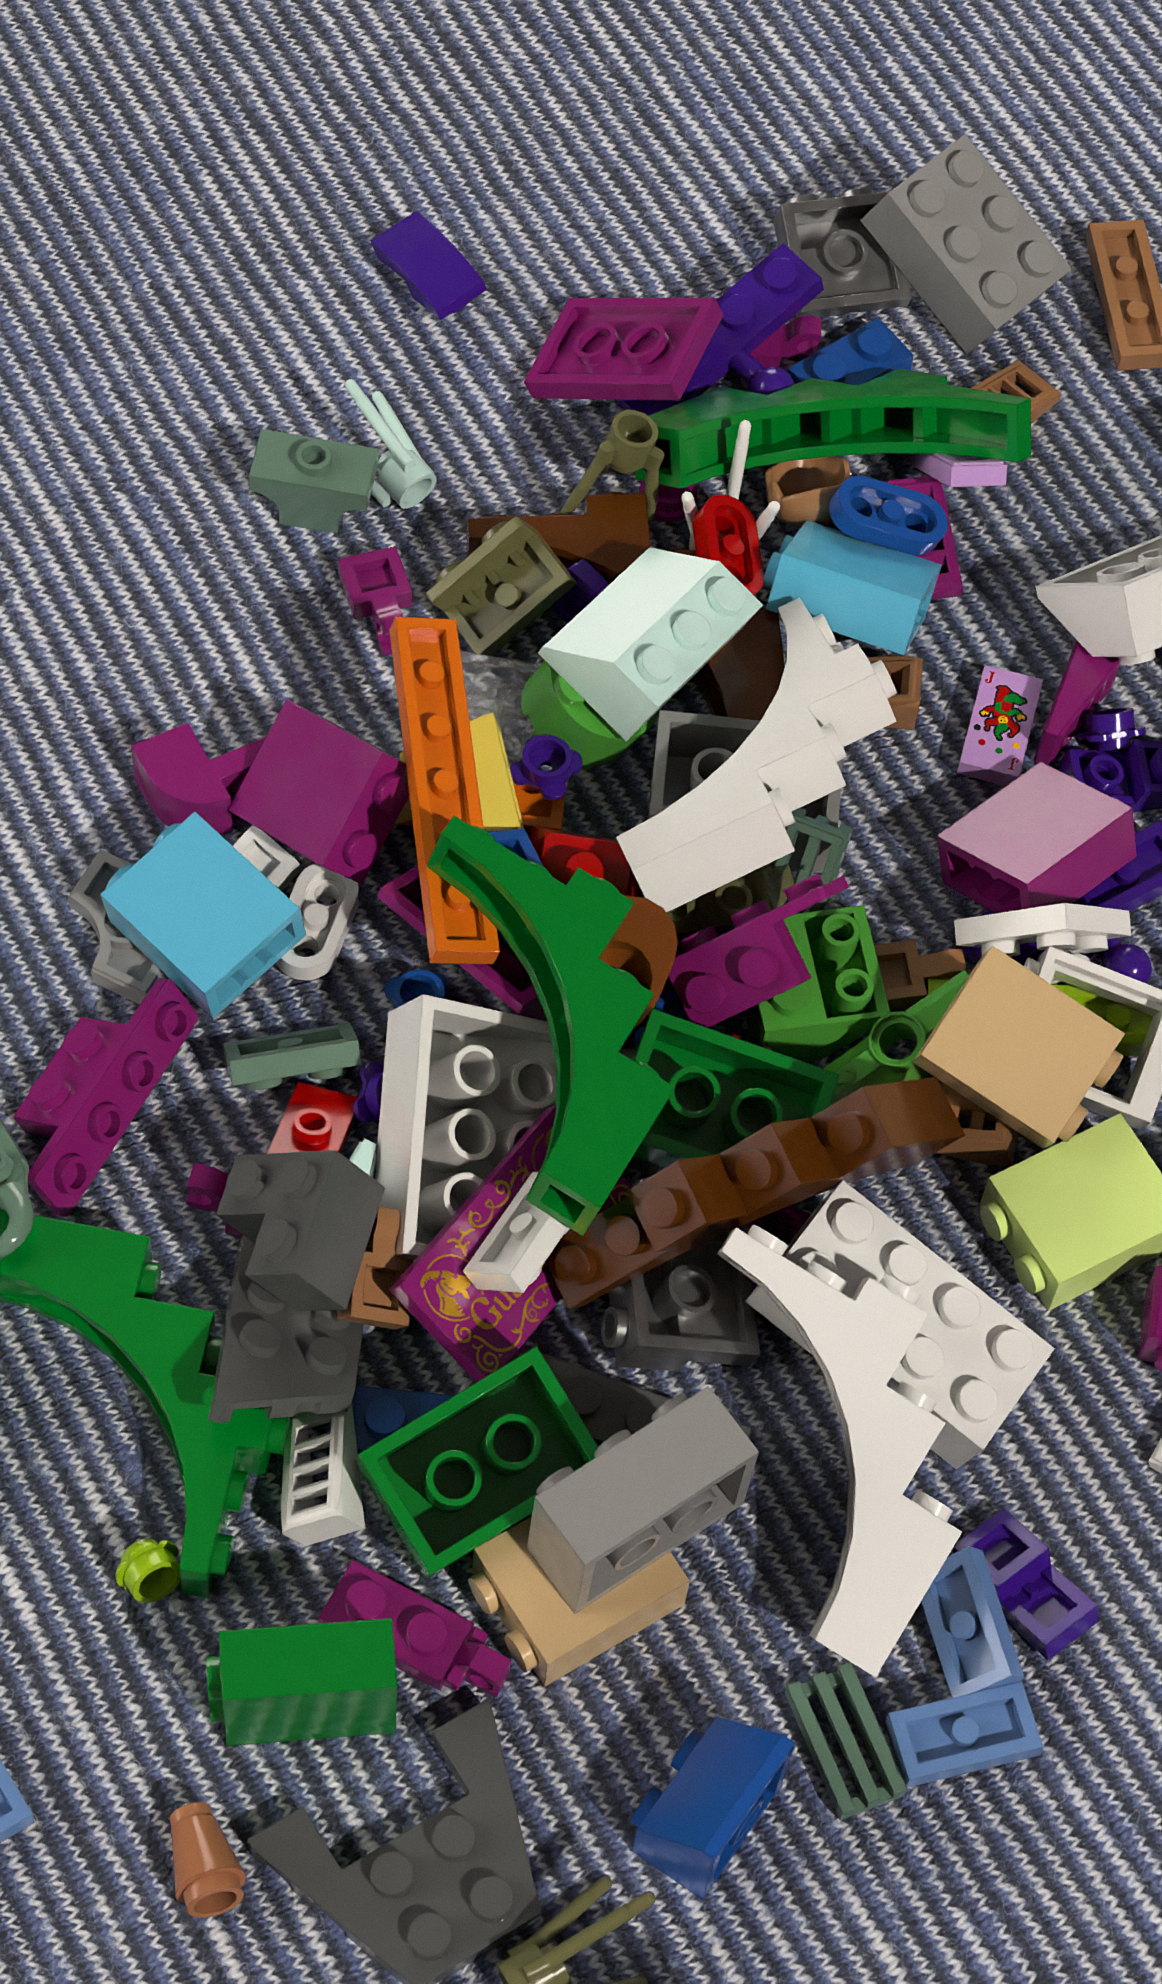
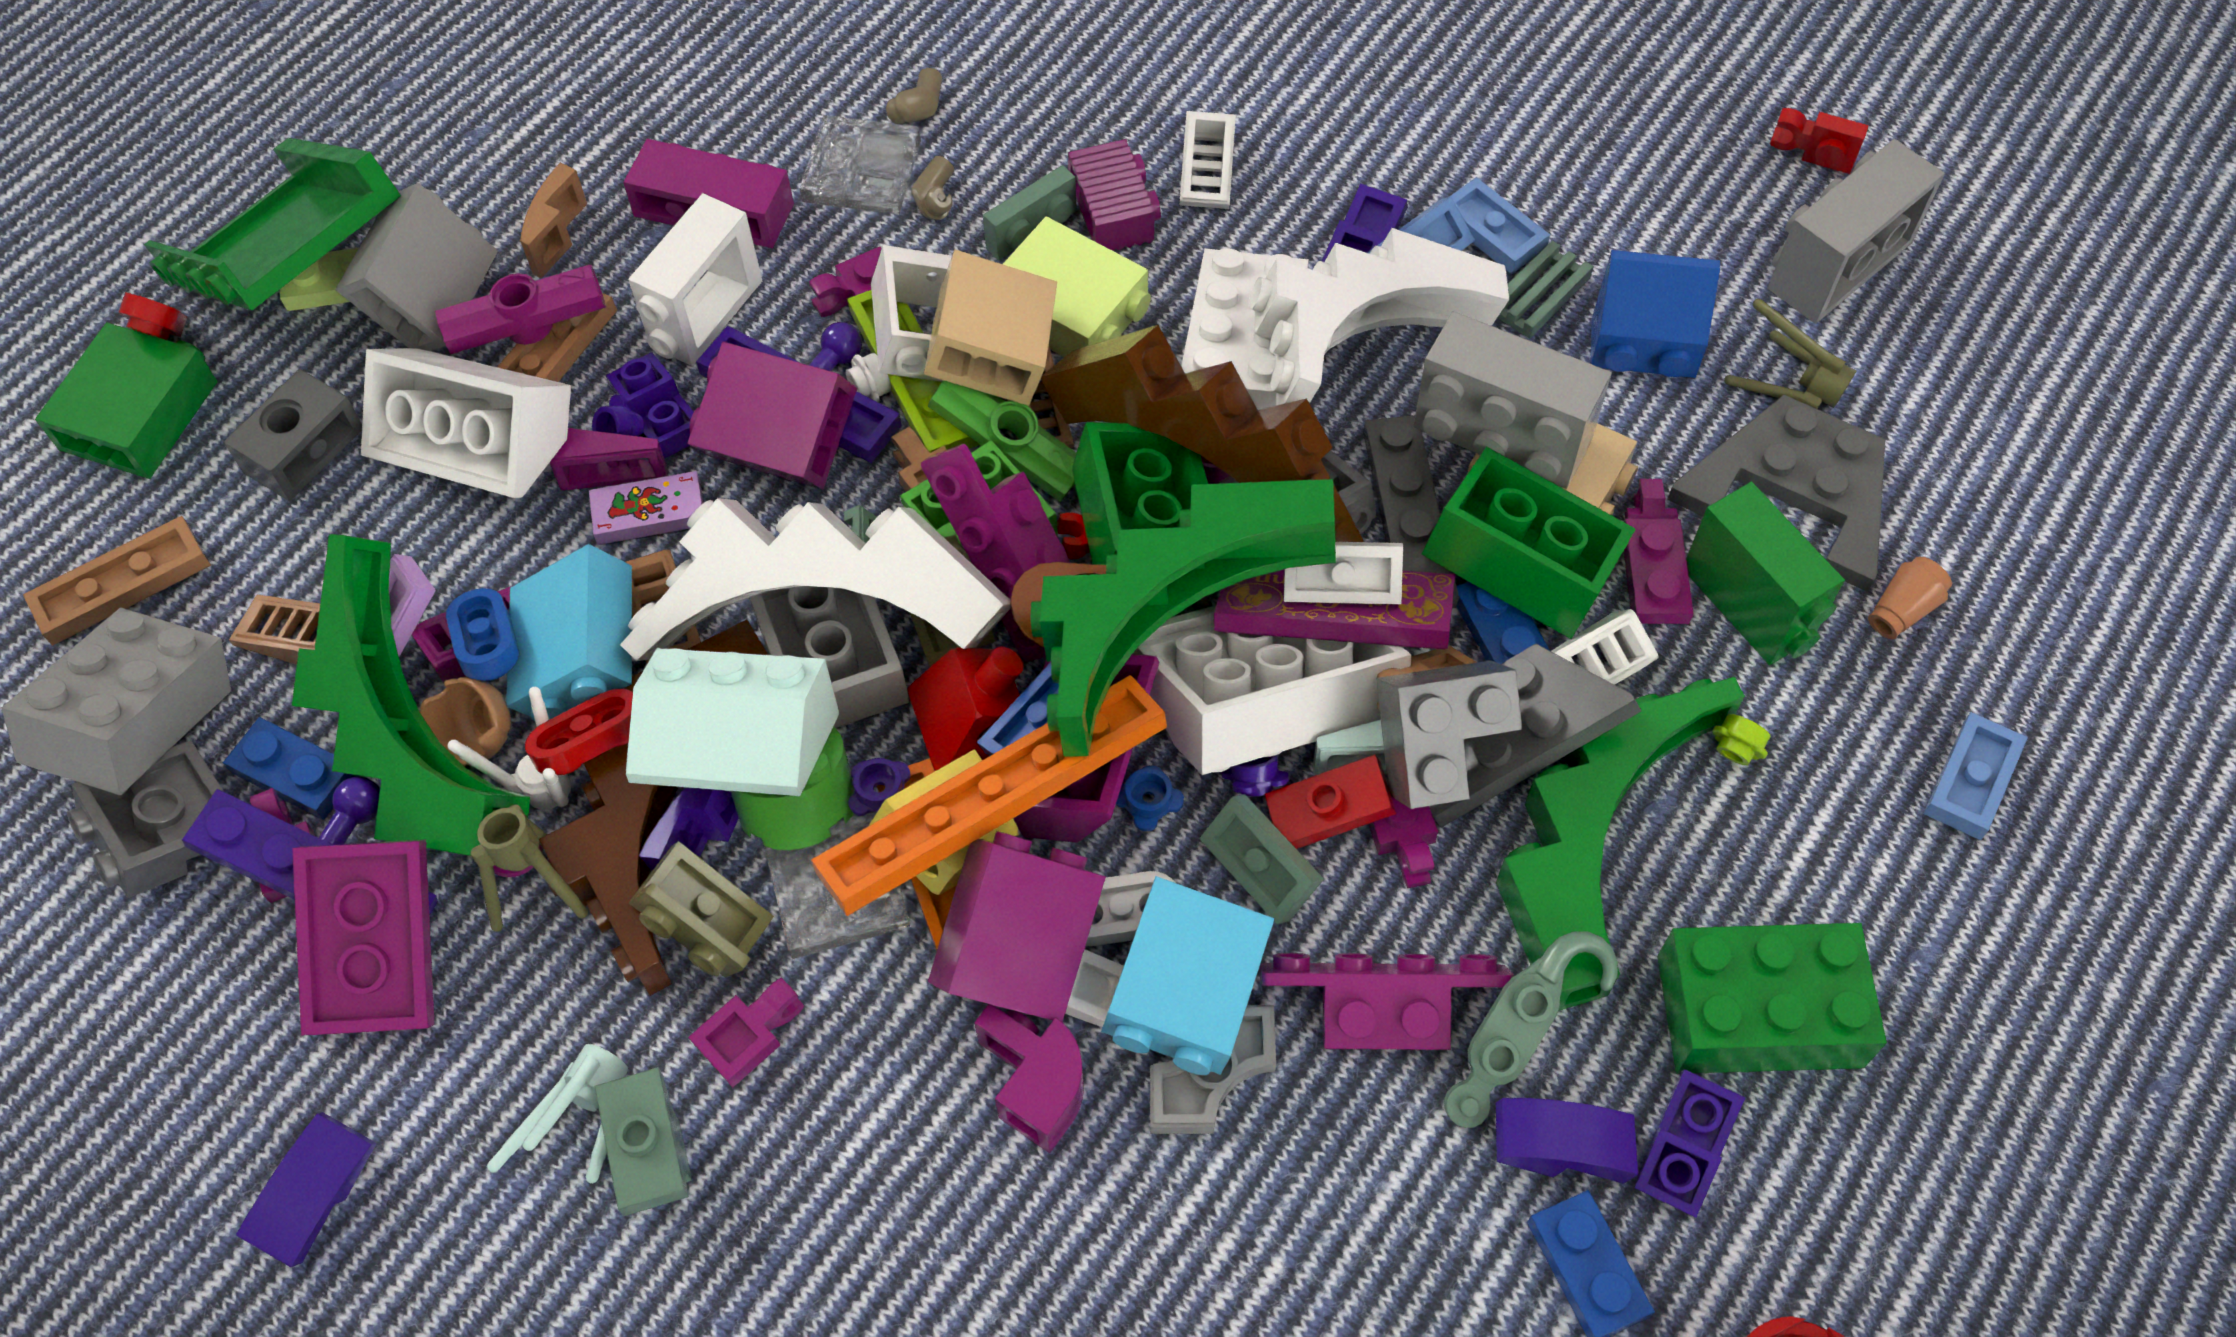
camera: 110 degrees left, 0 degrees up
(1056, 925) = (863, 351): white plate -> none

